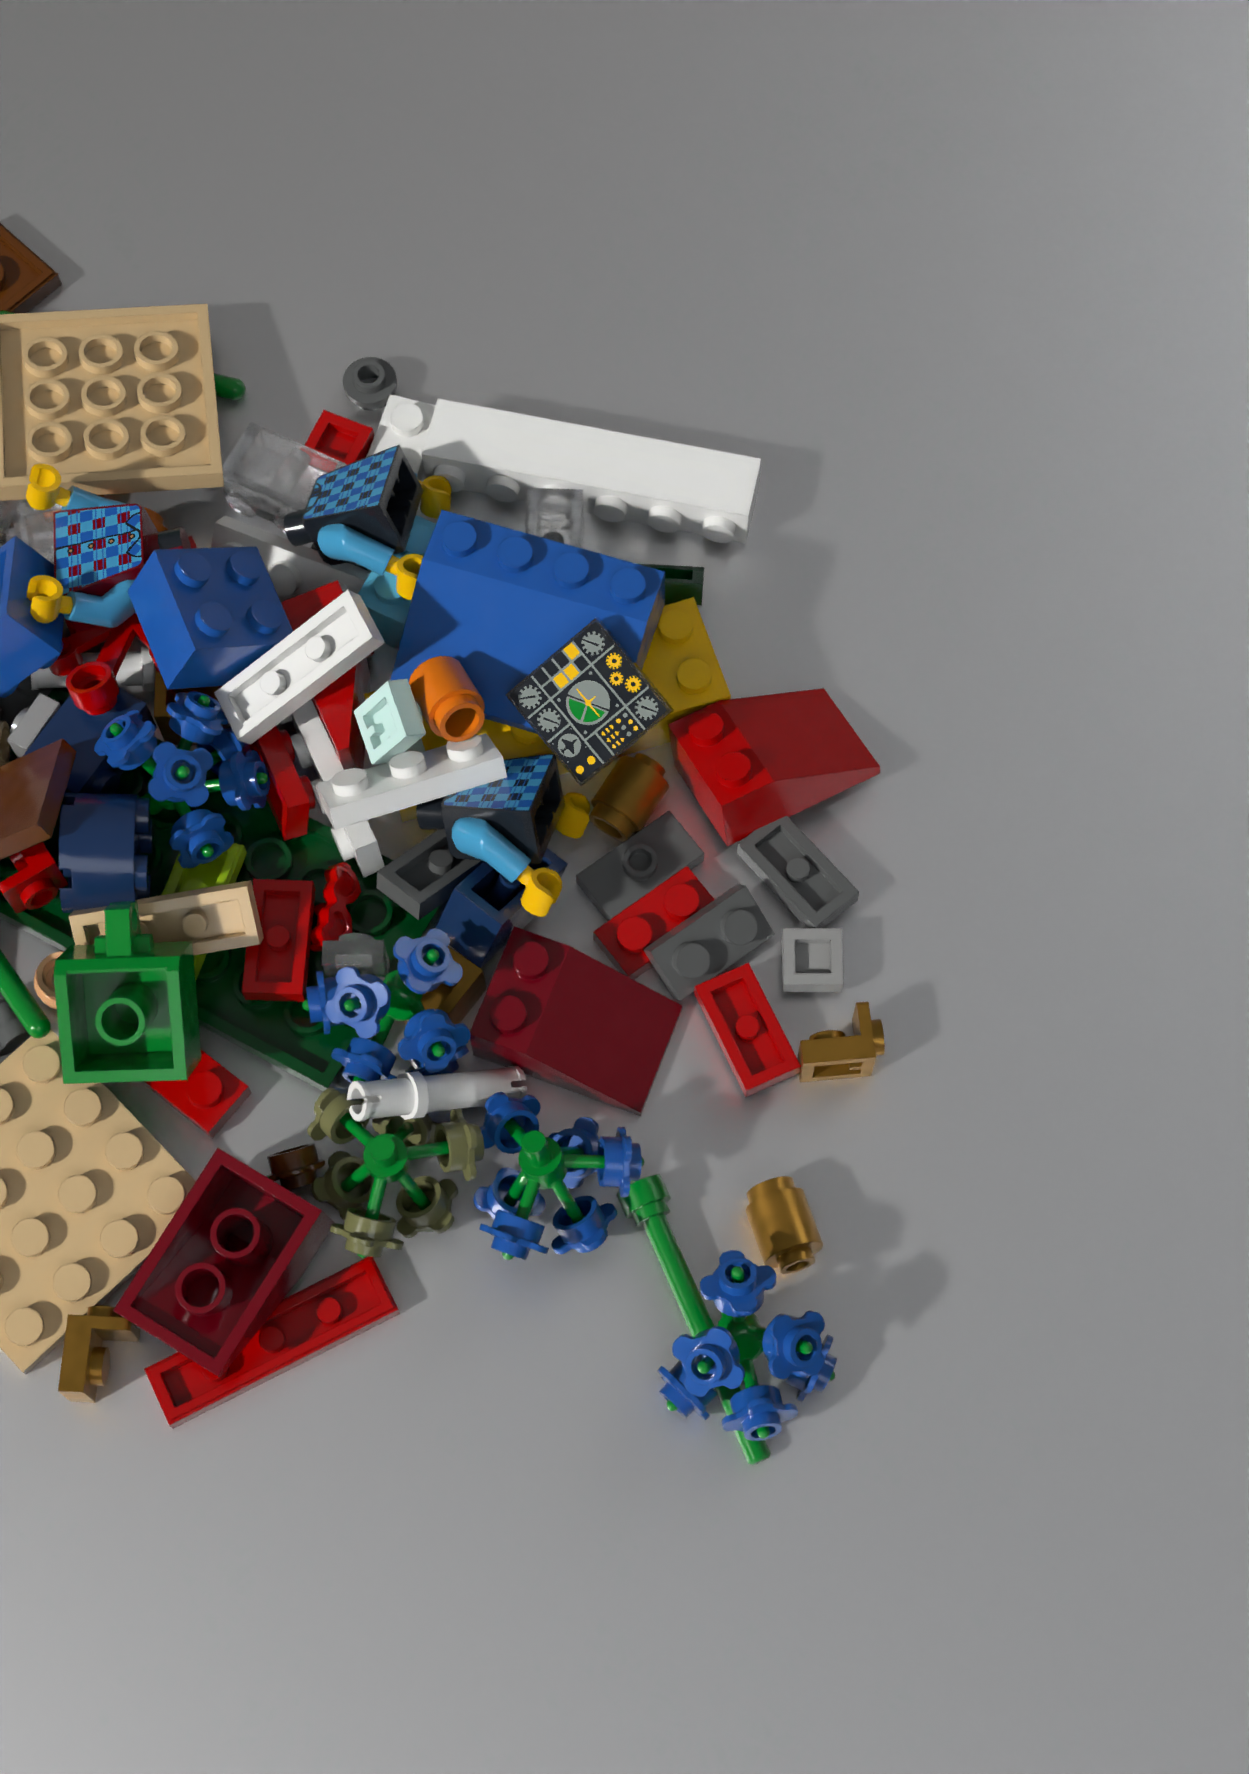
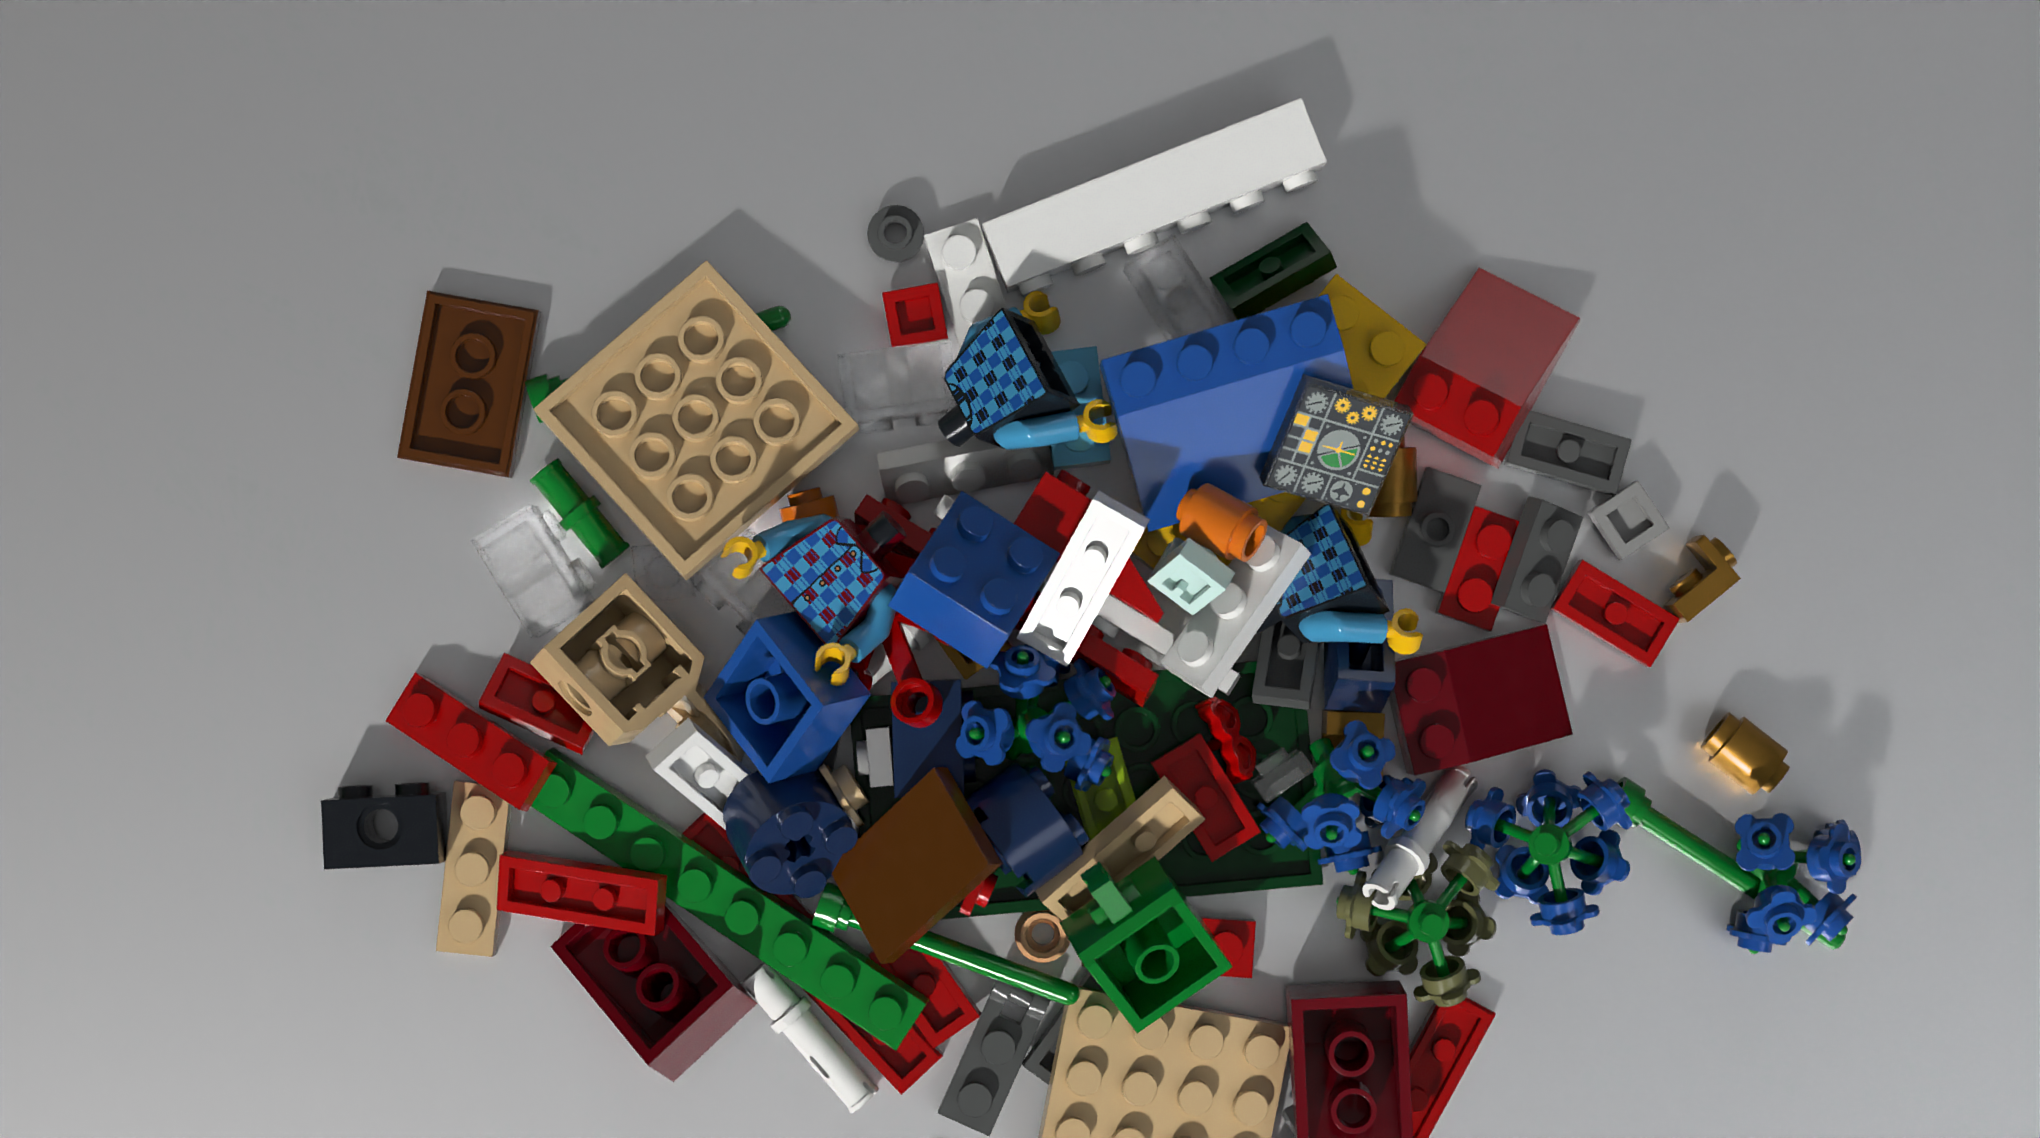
camera: 35 degrees left, 20 degrees up
(295, 1166) = (1340, 960): reddish brown plate -> none

